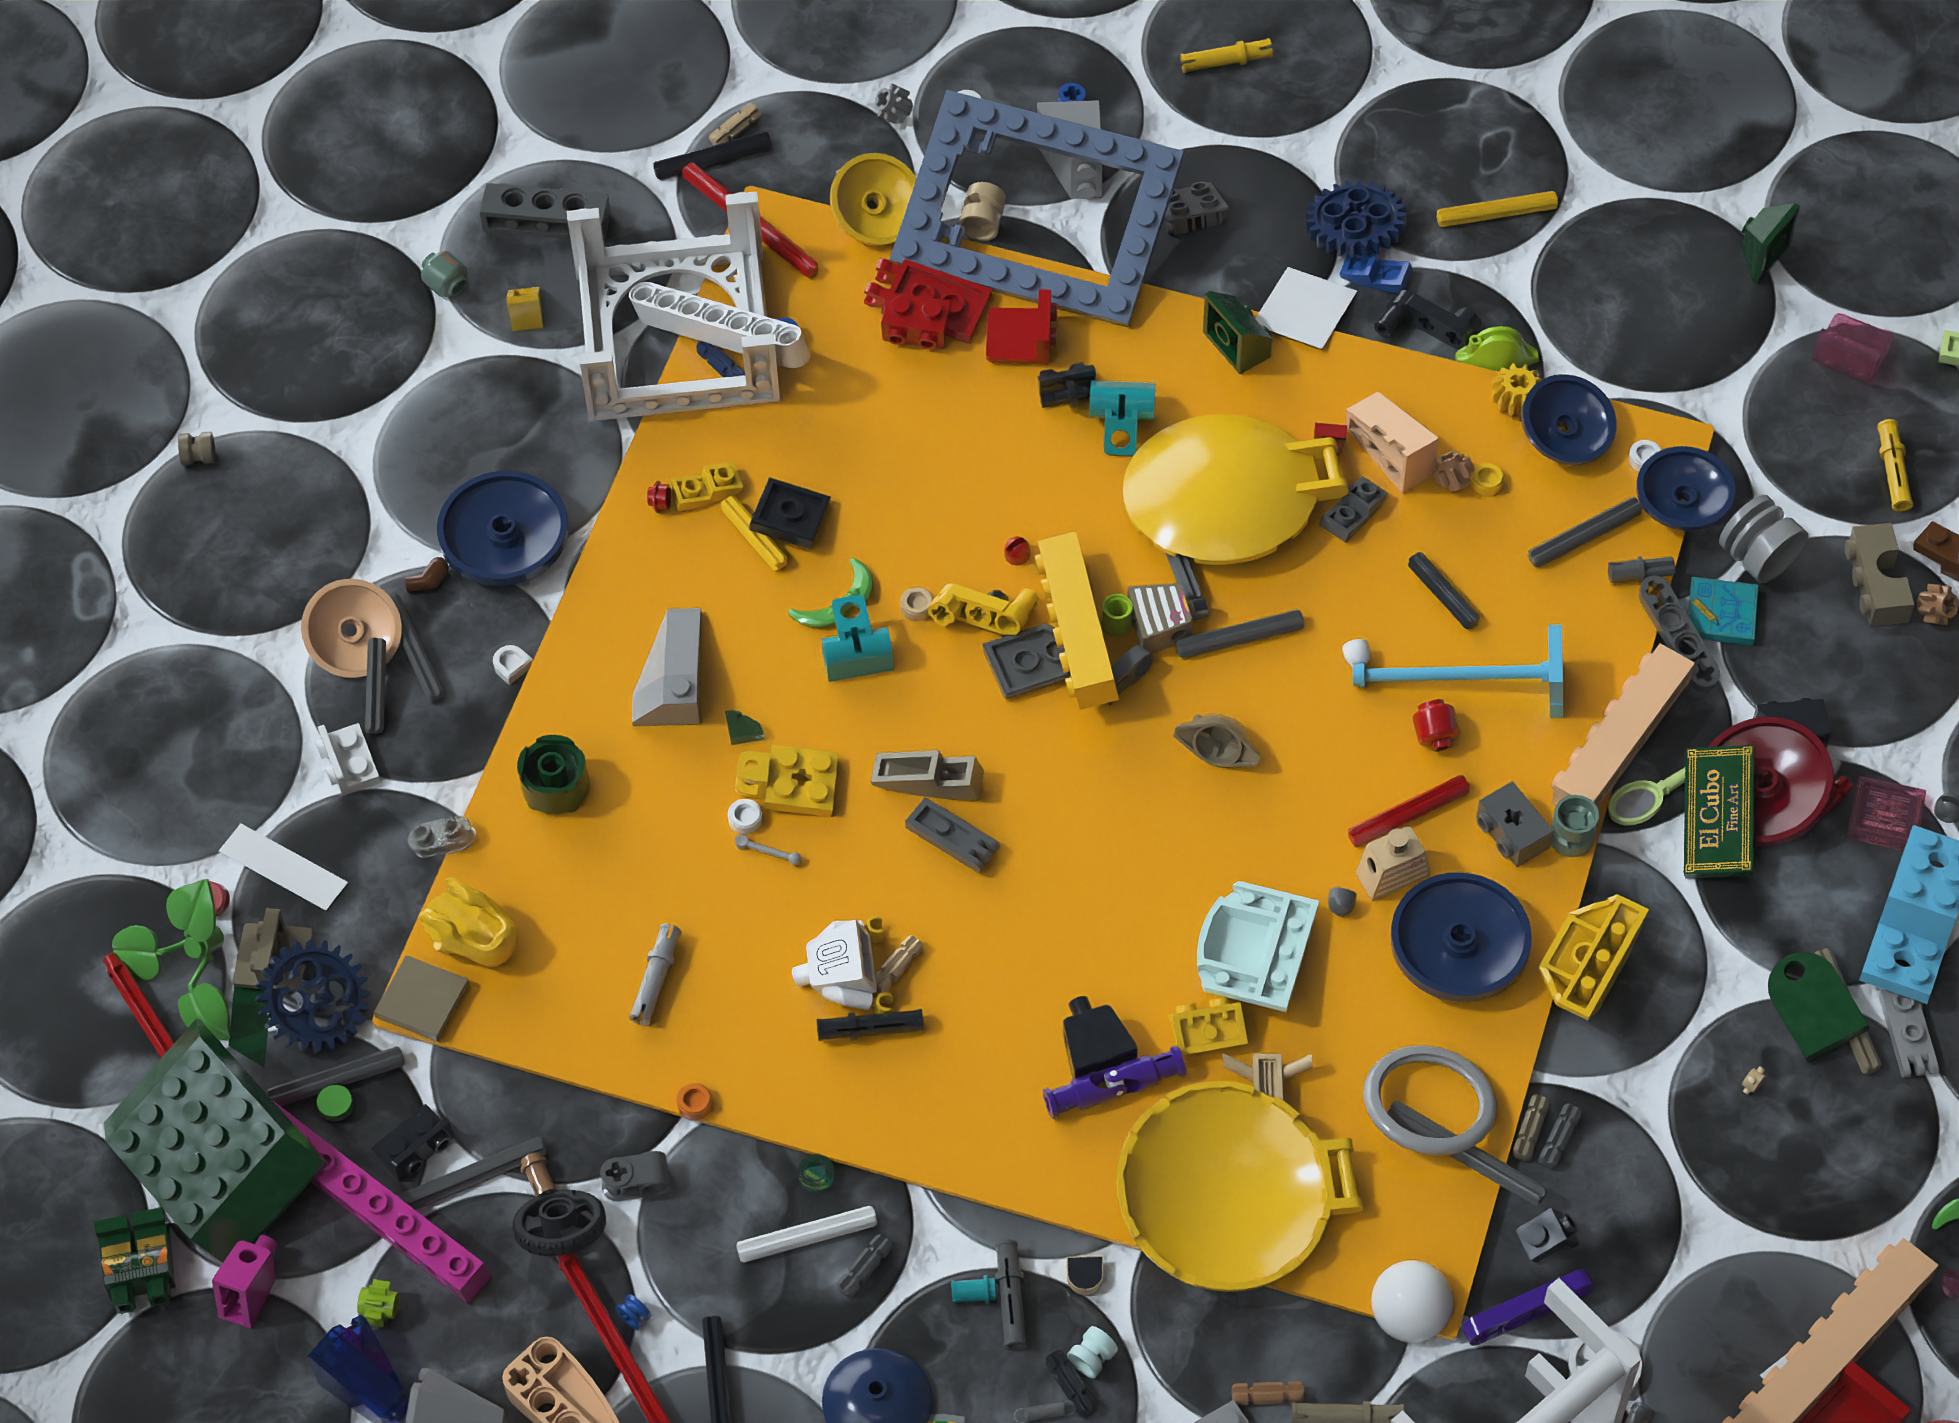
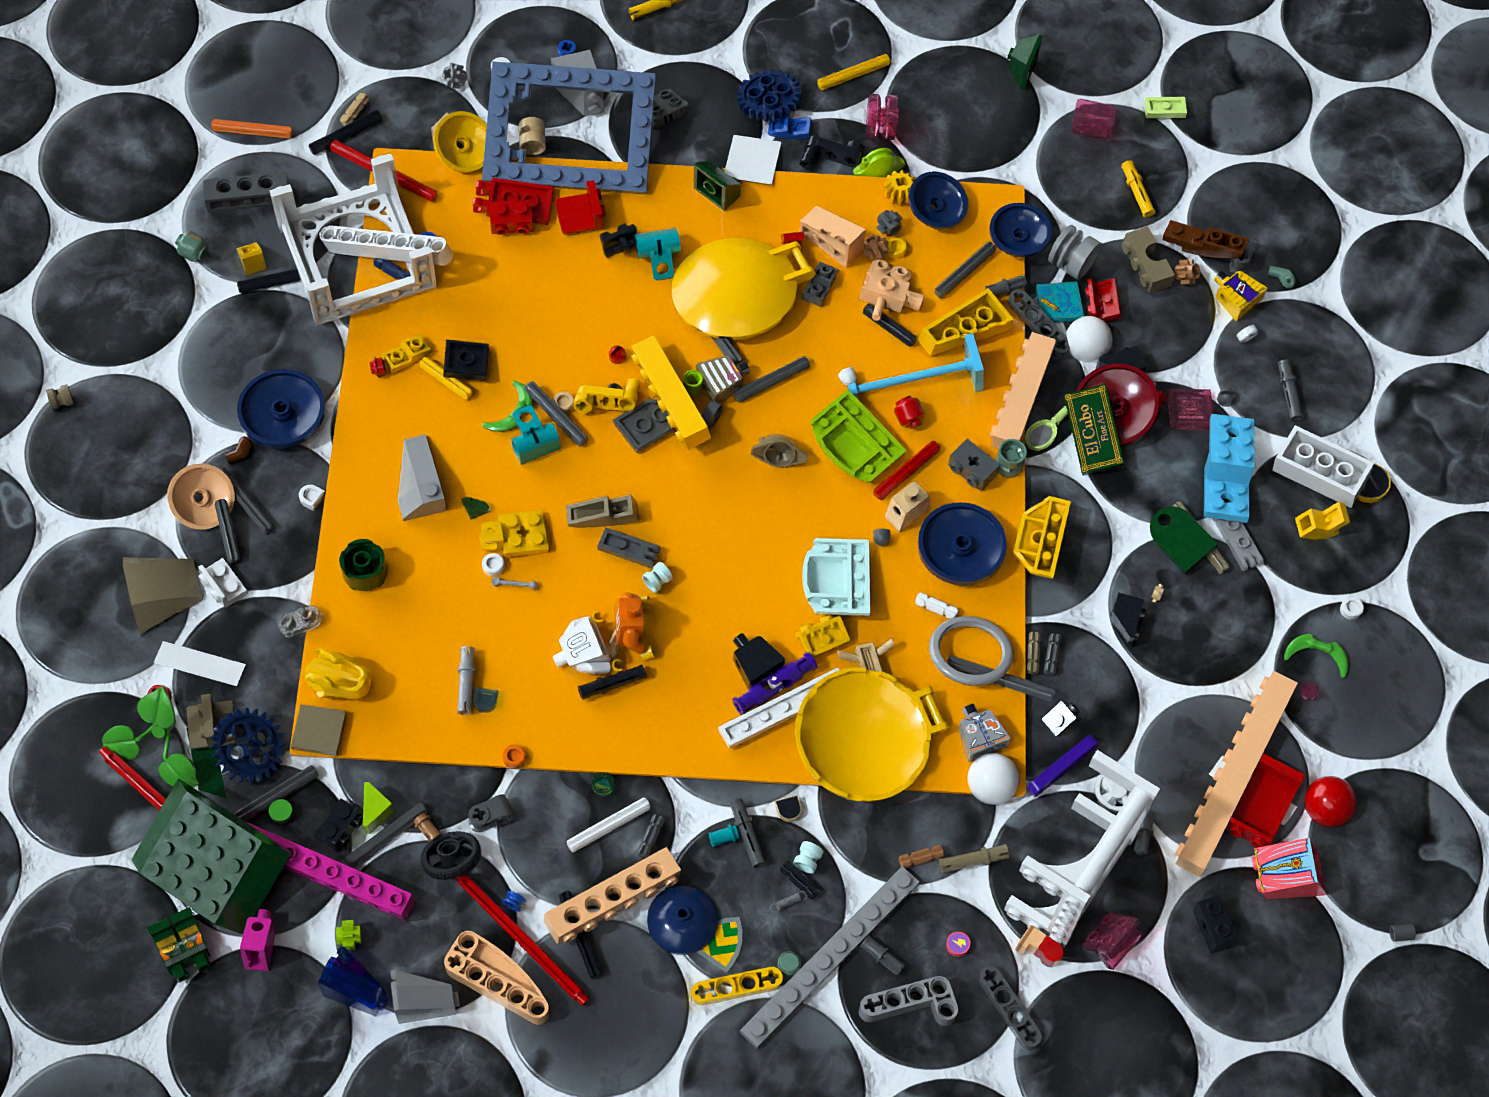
camera: 20 degrees left, 5 degrees up
(257, 747) = (160, 588): none -> dark tan wedge
(469, 1131) = (375, 808): none -> lime slope
(539, 344) = (268, 281): none -> black axle
(579, 125) = (251, 128): none -> orange axle
(676, 1009) = (485, 699): none -> clear light blue tile
(792, 1322) = (659, 862): none -> light nougat brick
(900, 617) = (556, 413): none -> dark grey axle
(918, 942) = (630, 624): none -> orange torso
(981, 886) = (657, 577): none -> light aqua wheel
(1080, 1128) = (766, 715): none -> white plate
(1340, 746) = (855, 438): none -> lime slope
(1397, 1022) = (936, 605): none -> white axle
(1412, 1227) = (981, 733): none -> light grey torso
(1456, 536) = (889, 289): none -> light nougat piece
(1485, 439) = (889, 222): none -> dark grey gear
(1518, 281) = (882, 116): none -> clear pink wheel
(1584, 604) = (978, 316): none -> yellow wedge
(1641, 452) = (986, 212): white tile -> none
(1693, 1103) = (1125, 617): none -> black slope
(1752, 674) = (1089, 339): none -> white piece
(1791, 621) = (1104, 299): none -> red bracket

